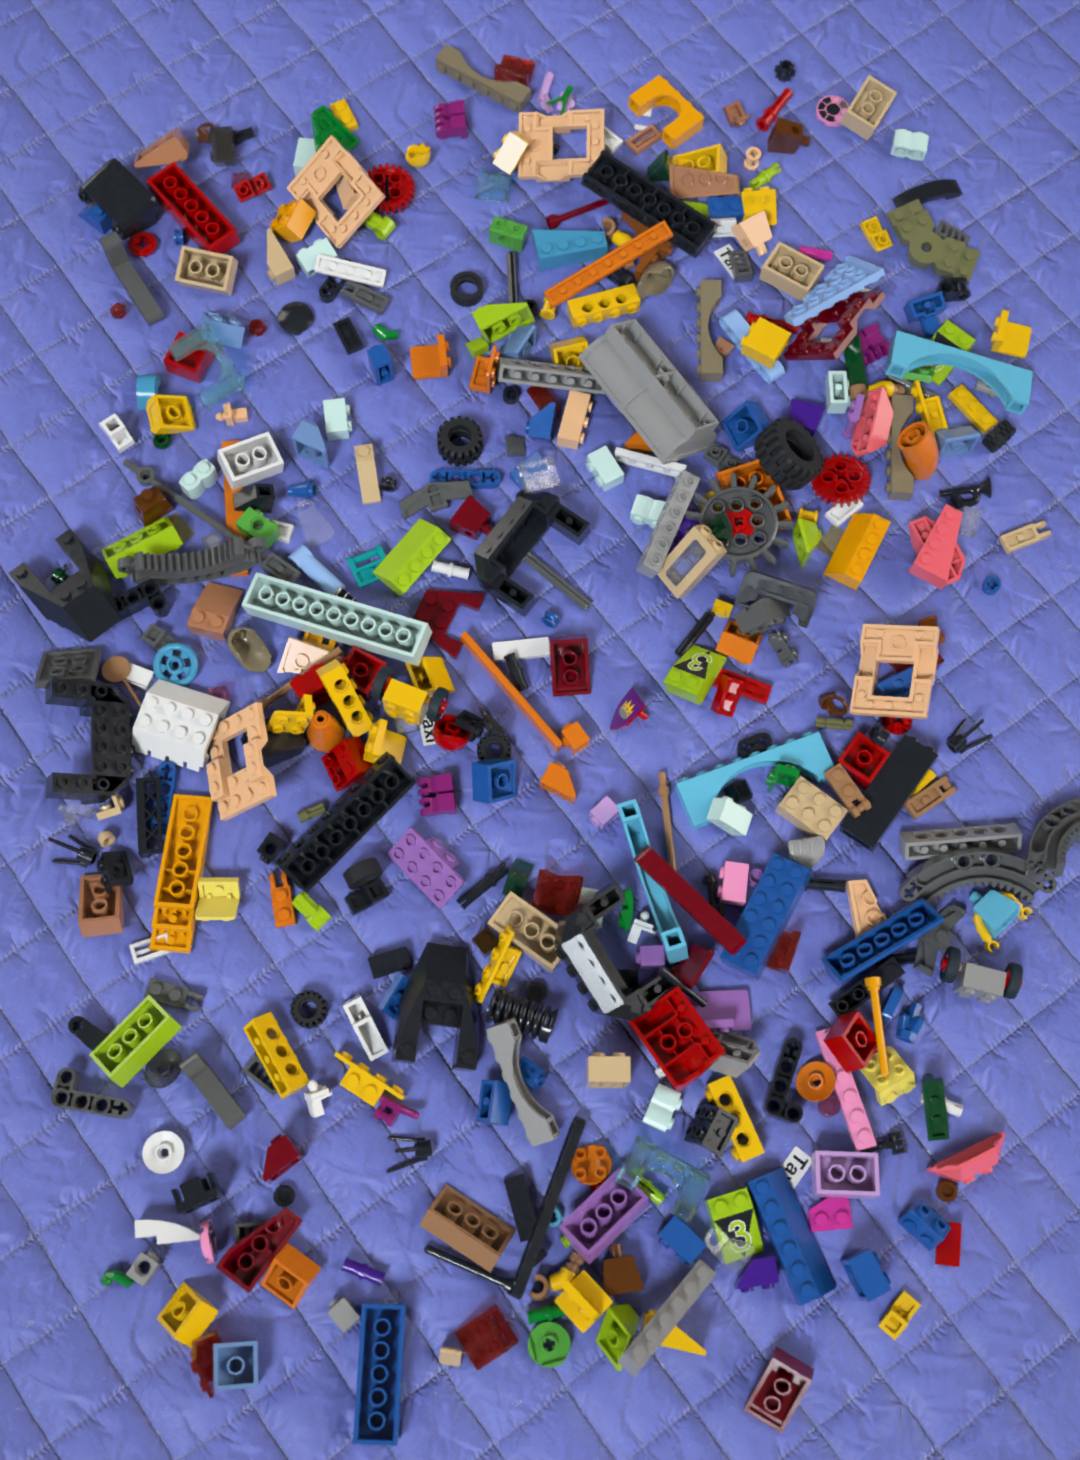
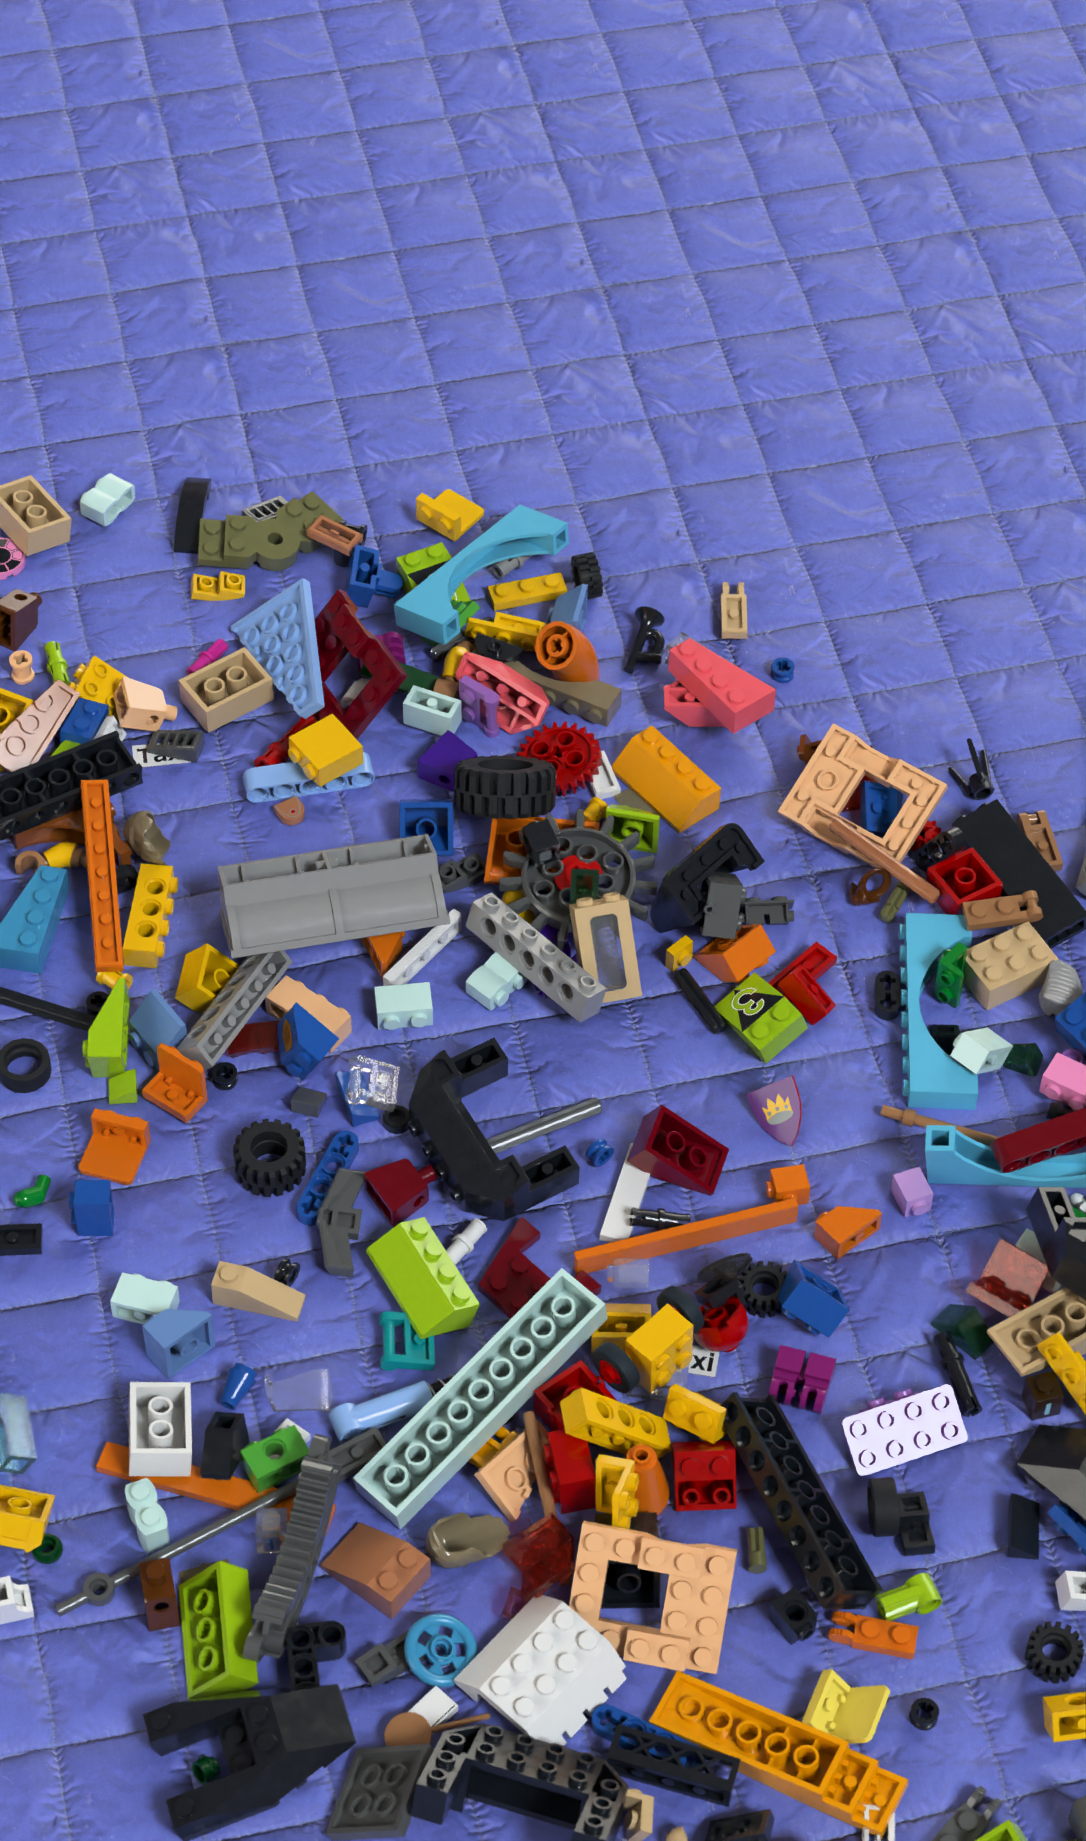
camera: 65 degrees left, 20 degrees down
(232, 415) = (58, 1436): light nougat piece -> none
(239, 953) = (921, 1723): none -> black bush
(254, 691) = (542, 1555): none -> clear red bracket
(467, 669) = (629, 1273): none -> clear brick
(710, 361) = (305, 829): dark tan arch -> none
(745, 488) = (541, 842): none -> black brick
(745, 847) = (1024, 1059): none -> slope
(854, 702) = (884, 860): none -> nougat axle
(902, 407) = (497, 649): none -> black plate
(944, 289) = (331, 537): none -> nougat tile

